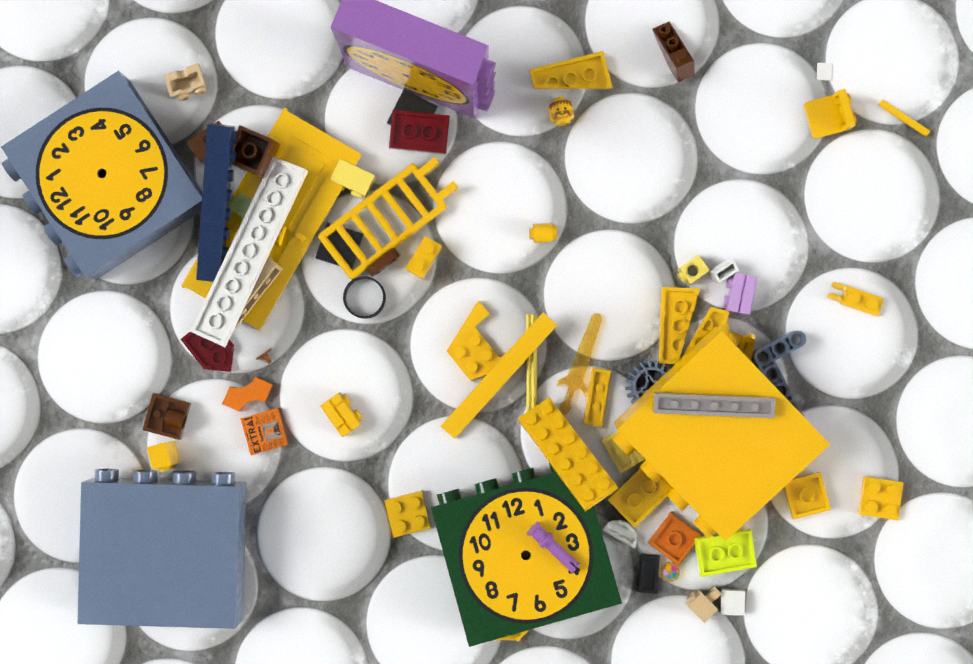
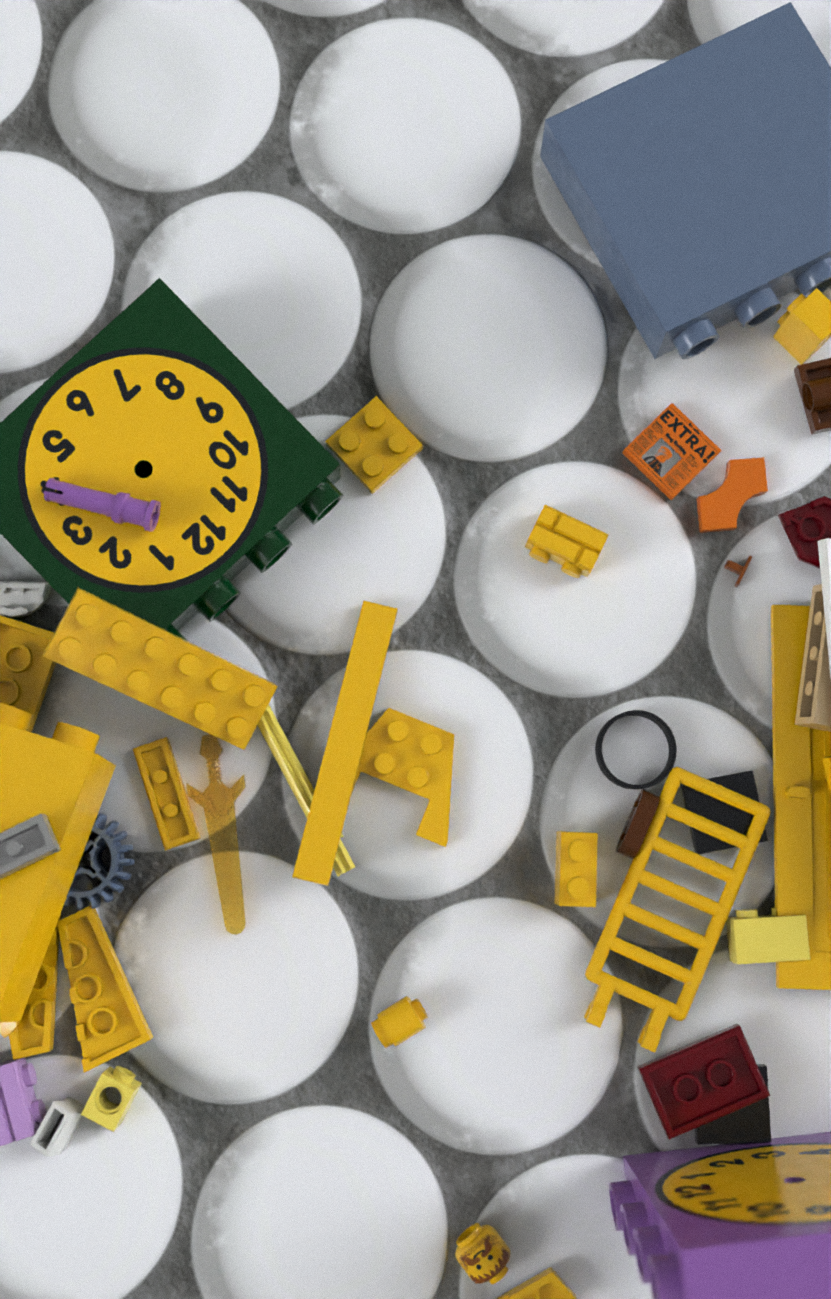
camera: 150 degrees right, 5 degrees down
(619, 457) = (74, 711): light yellow plate -> none

